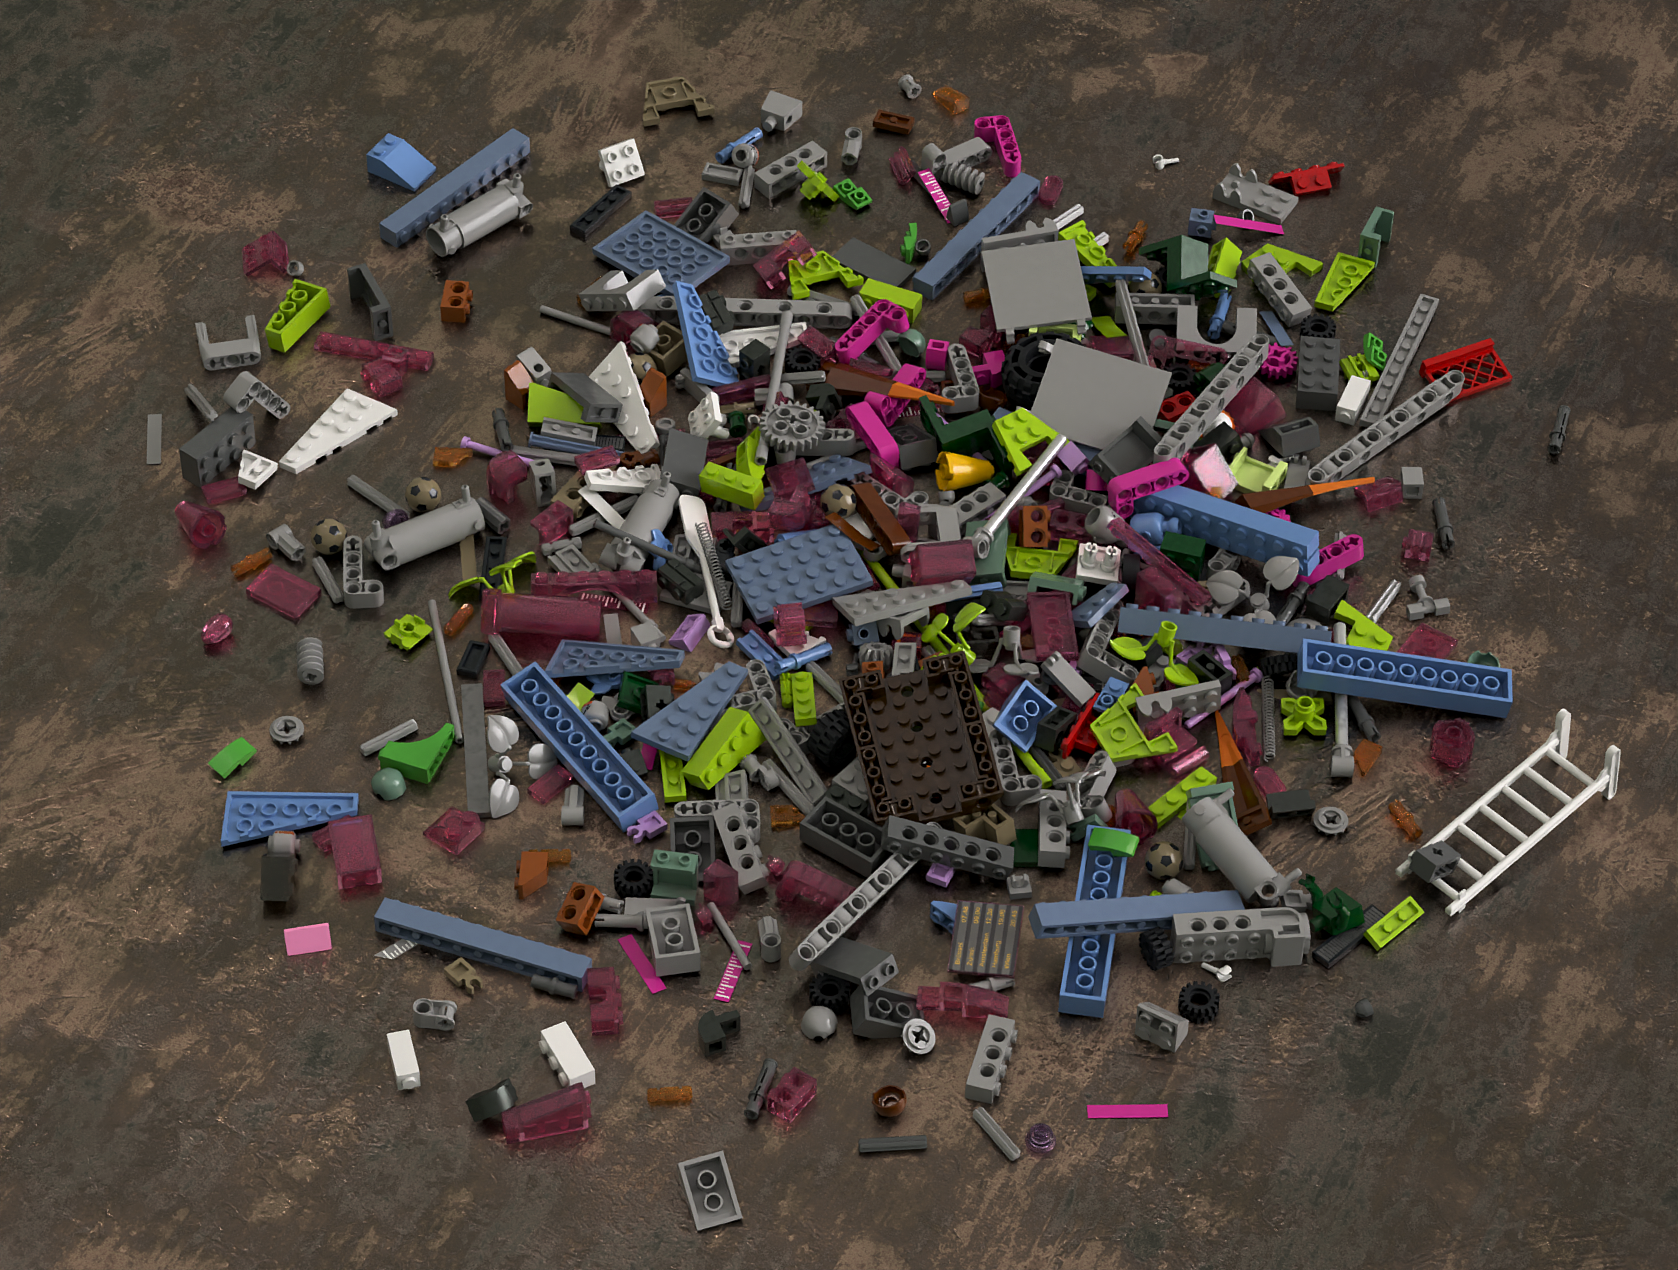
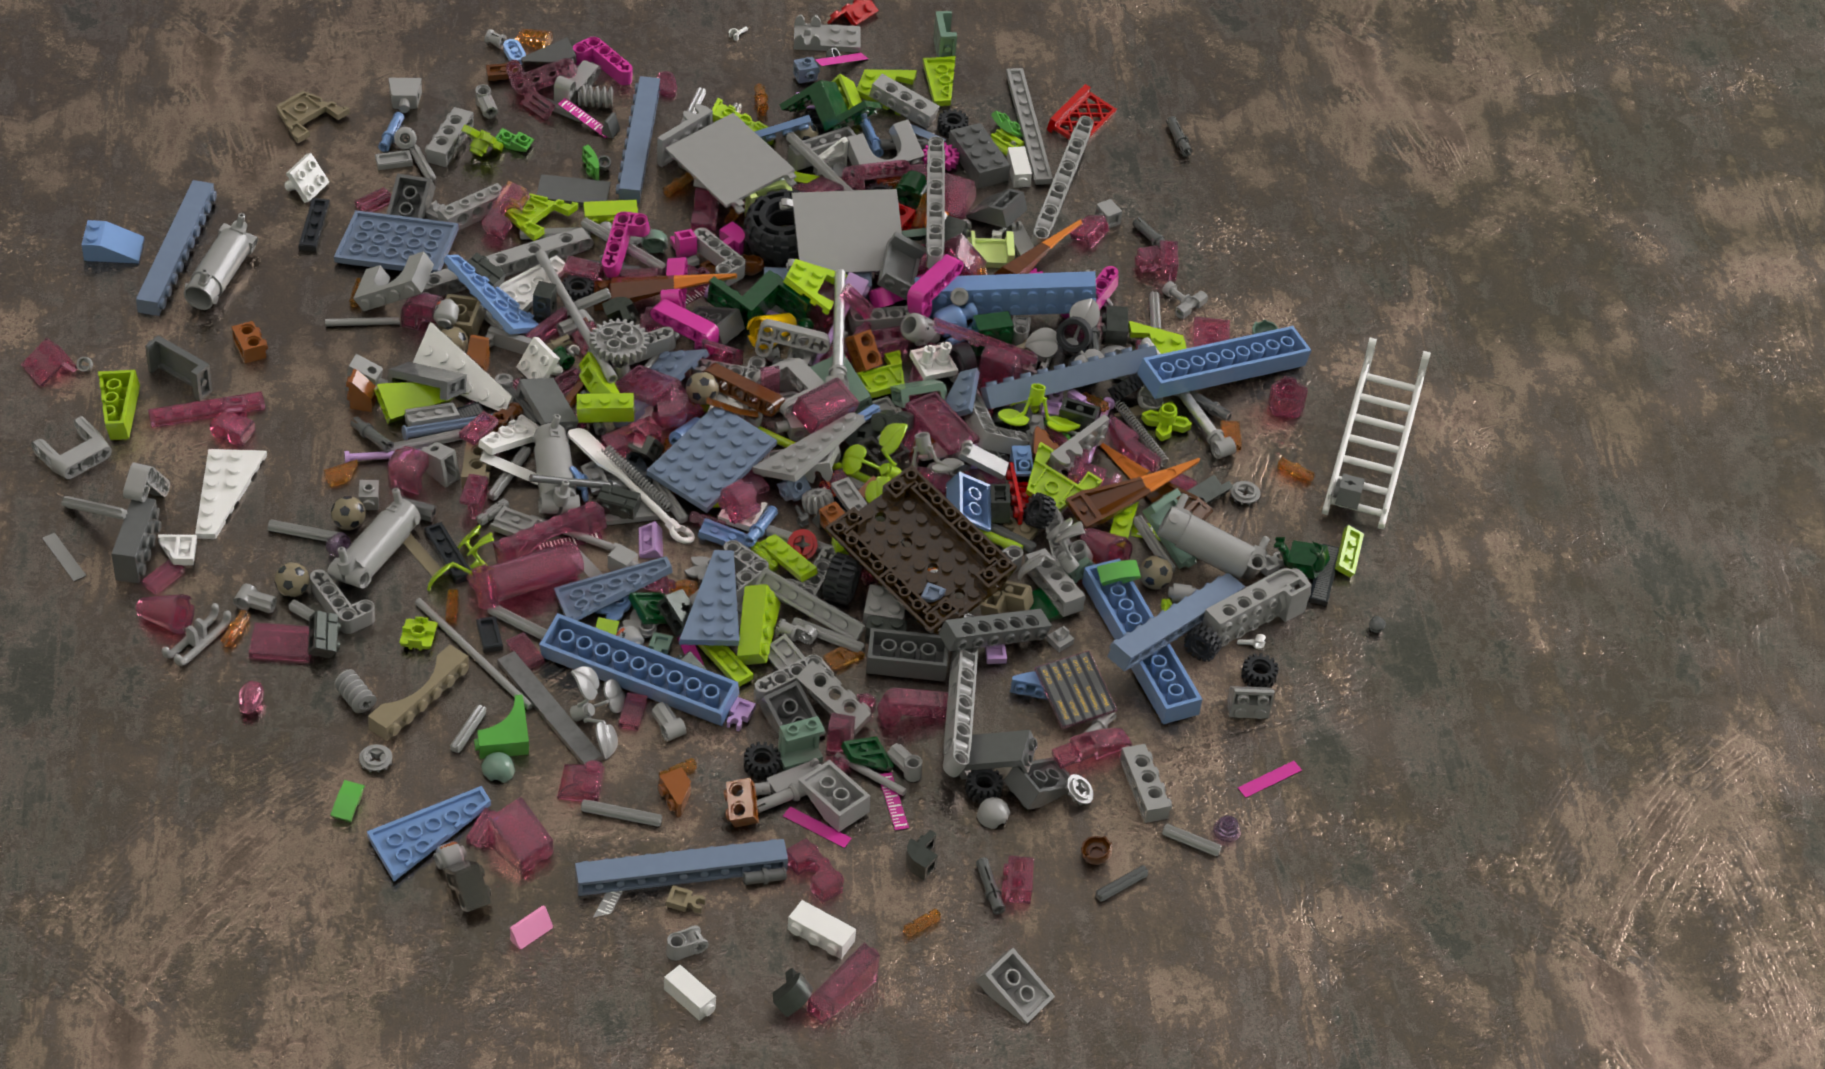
camera: 35 degrees left, 0 degrees up
(211, 558) = (198, 636): none -> light grey piece
(317, 597) = (323, 634): none -> pearl dark grey brick
(328, 698) = (393, 716): none -> dark tan arch
(453, 484) = (369, 494): none -> light grey brick
(468, 872) = (621, 812): none -> light grey axle
(737, 914) = (868, 753): none -> dark green wing
(822, 698) = (797, 537): none -> red gear
(904, 785) = (933, 592): none -> sand blue tile
(919, 105) = (513, 50): none -> light blue plate
(943, 137) = (542, 72): none -> clear pink beam
(949, 122) = (549, 54): none -> dark grey slope
(987, 497) = (792, 340): none -> light grey beam
(1058, 473) = (857, 301): none -> clear pink tile
(1086, 751) = (1039, 511): none -> black tyre
(1161, 318) = (835, 154): none -> white wing
(1163, 770) = (1104, 502): none -> reddish brown plate
(1164, 506) = (959, 296): none -> light grey tile
(1270, 589) = (1064, 343): none -> black tyre
(1439, 551) = (1169, 258): none -> clear pink bracket

